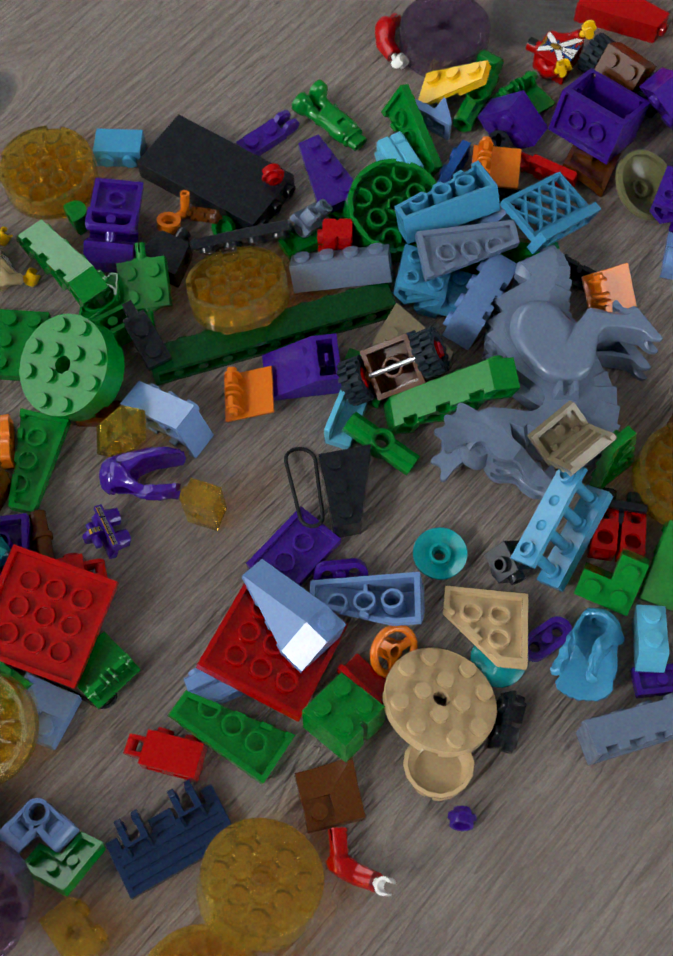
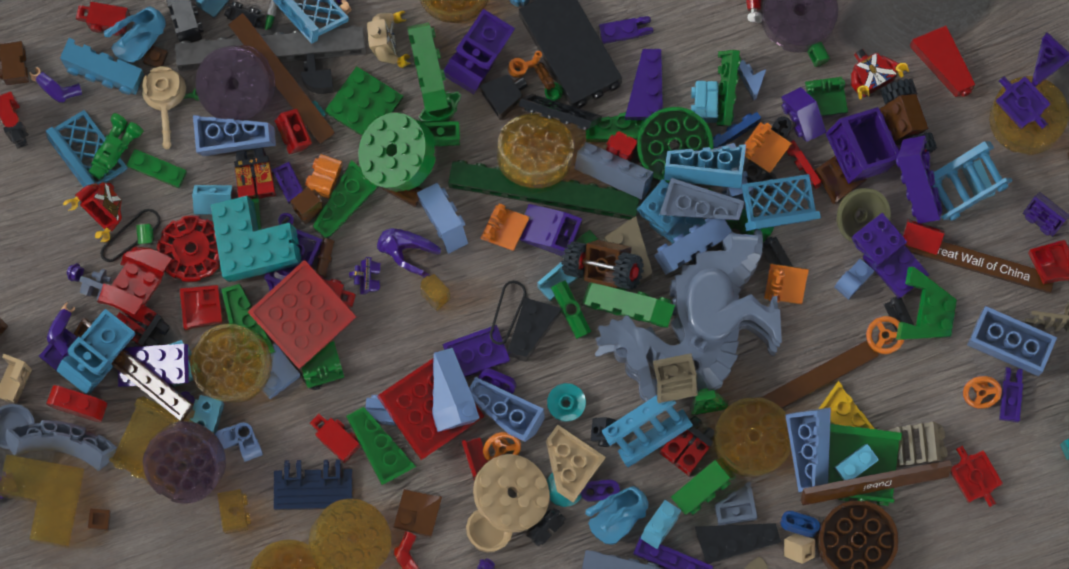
camera: 25 degrees right, 10 degrees up
(65, 870) = (246, 473): green plate -> none
(76, 215) = (458, 29): green brick -> none
(121, 431) = (407, 215): clear yellow brick -> none
(145, 282) = (476, 110): green plate -> none
(145, 337) = (455, 155): black hinge -> none
(272, 174) = (606, 72): red plate -> none
(310, 218) = (614, 122): sand blue hips -> none
(330, 118) = (677, 41): green piece -> none
(338, 714) = (446, 469): green piece -> none
(453, 80) = (778, 58): yellow wing -> none
(474, 104) = (798, 74): green piece -> none
(617, 588) = (660, 482): green brick -> none

